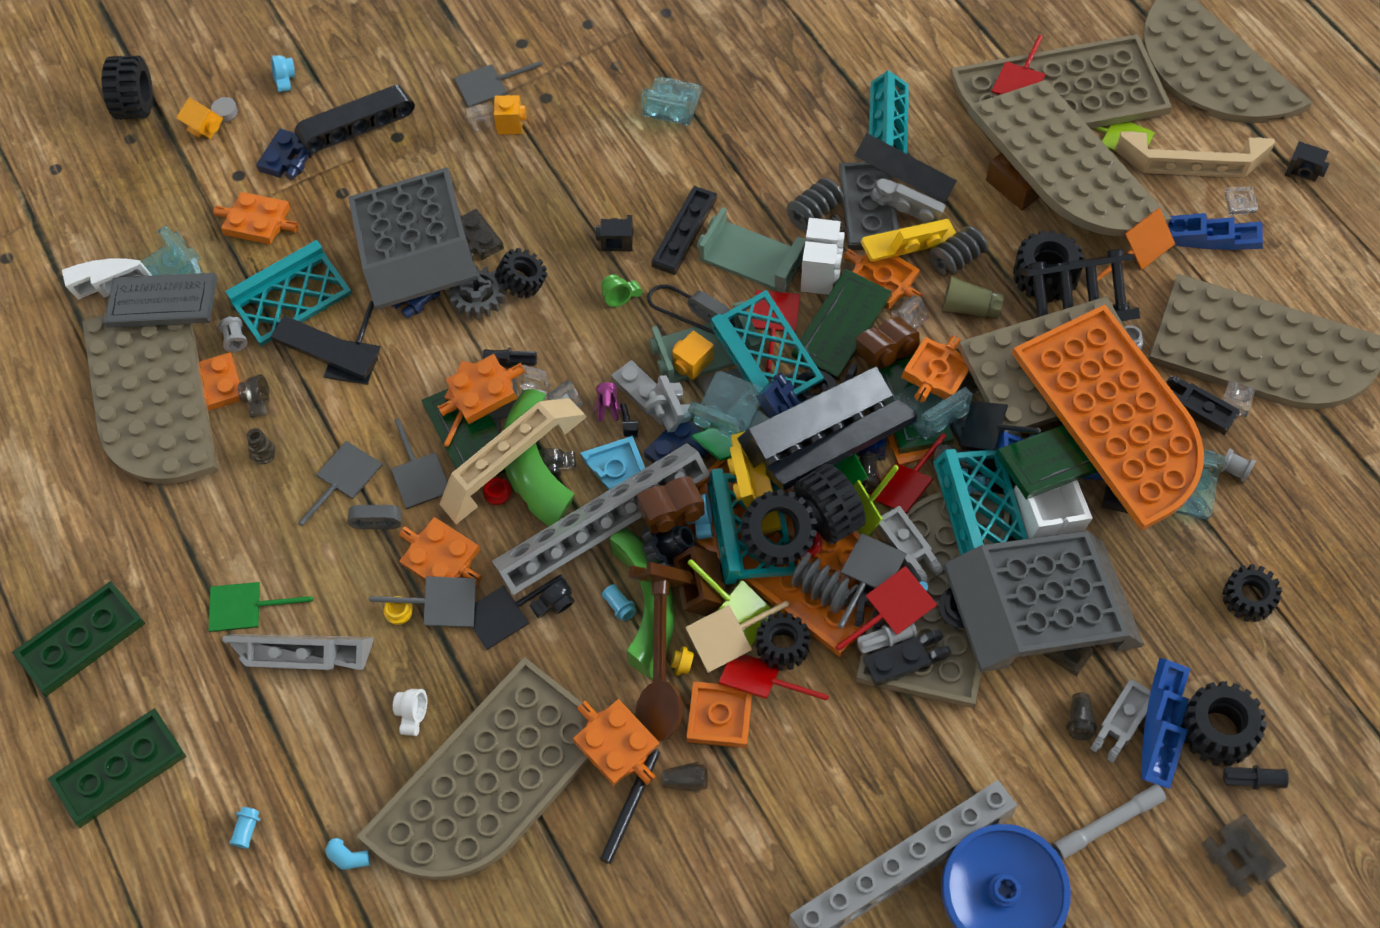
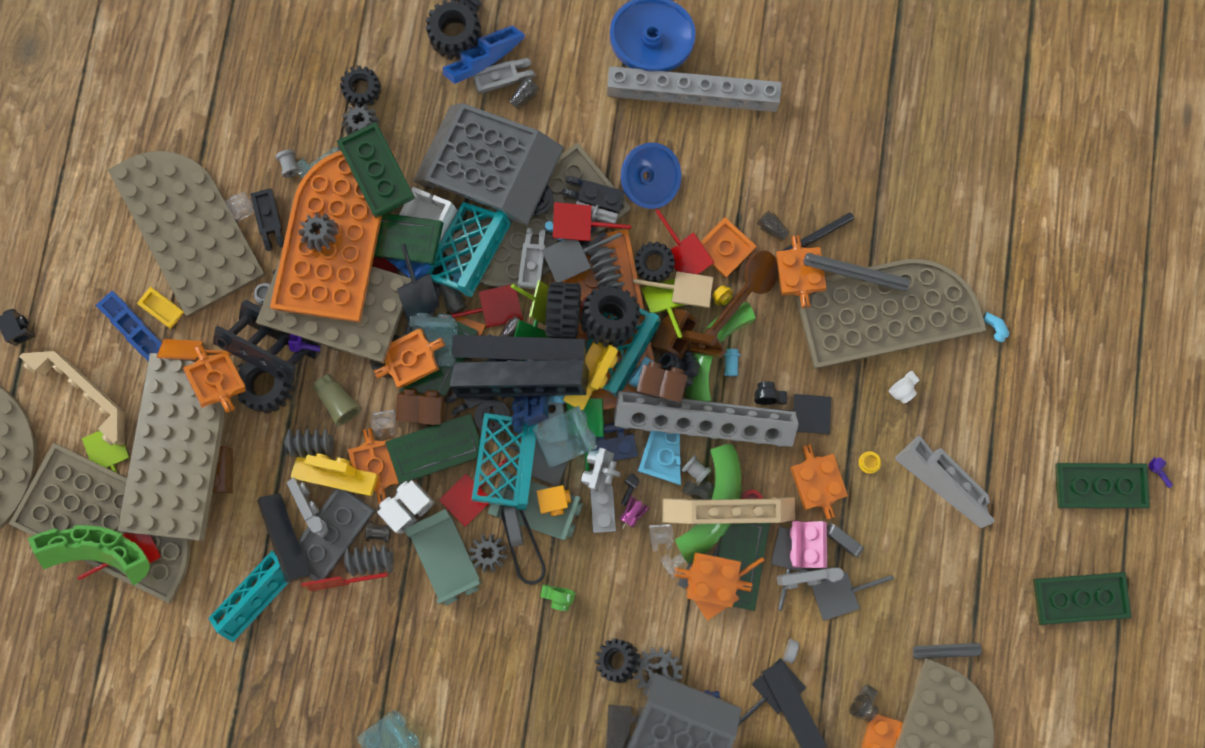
camera: 145 degrees left, 20 degrees up
(61, 833) = (1156, 466): none -> dark purple hand
(199, 494) = (947, 650): none -> dark grey axle
(238, 606) = (967, 545): green piece -> none
(244, 827) = (1042, 390): medium azure pin -> none
(260, 447) = (881, 654): clear smoke cone -> none
(360, 389) = (791, 651): none -> light grey tile
(386, 460) = (812, 577): none -> light grey hinge
(408, 485) = (809, 544): none -> bright pink bracket
(446, 601) = (838, 443): dark grey piece -> none
(510, 358) = (672, 599): black axle -> none
(551, 778) = (856, 272): none -> dark grey axle
(575, 477) = (696, 469): none -> light grey bush
(616, 234) = (525, 647): black brick -> none
(684, 230) = (472, 616): black tile -> none
(714, 278) = (488, 545): none -> dark grey gear
(828, 165) = (339, 581): none -> red piece
(854, 712) = (662, 175): none -> blue dish
(1048, 308) = (296, 345): none -> dark purple hand
(1075, 45) = (93, 544): none -> bright green brick
(1090, 222) = (214, 379): none -> orange plate
(1130, 390) = (314, 224): none -> dark grey gear
(1137, 805) = (537, 28): light grey piece -> none
(1141, 492) = (376, 170): none -> dark green tile
(1207, 265) = (160, 307): none -> yellow tile
(1213, 556) = (357, 115): none -> dark grey gear
(1241, 200) = (90, 332): clear tile -> none

